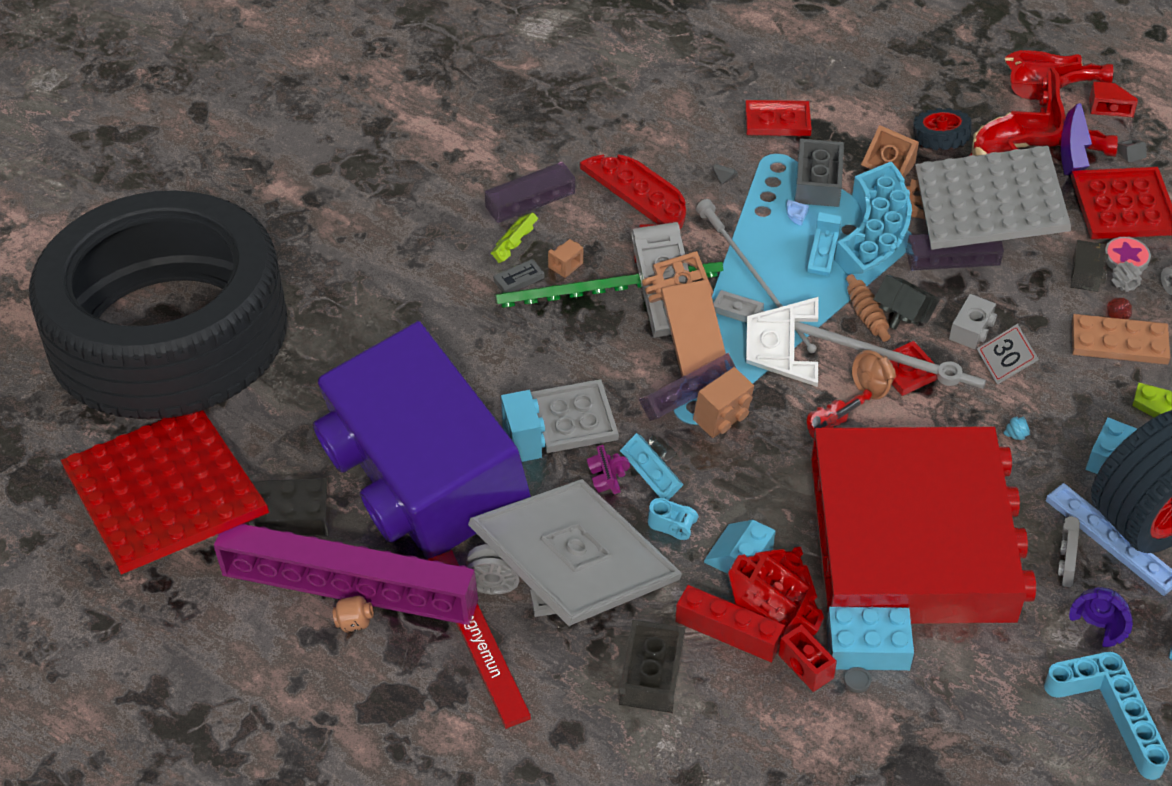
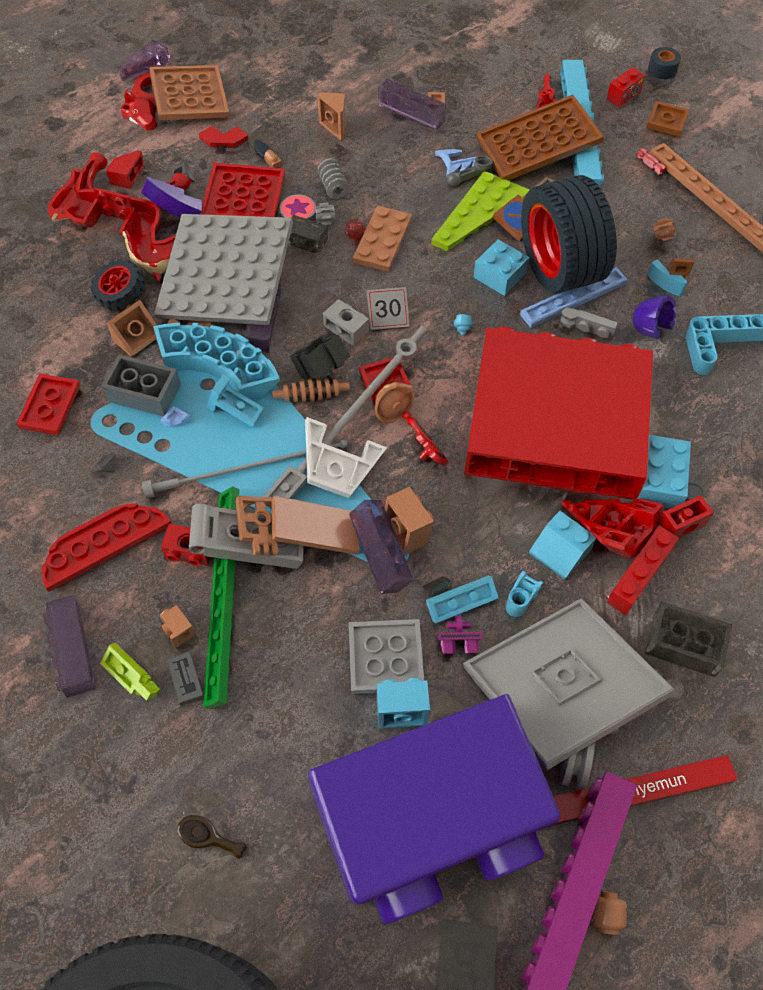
camera: 80 degrees left, 10 degrees up
(378, 313) = (200, 833): none -> dark brown piece

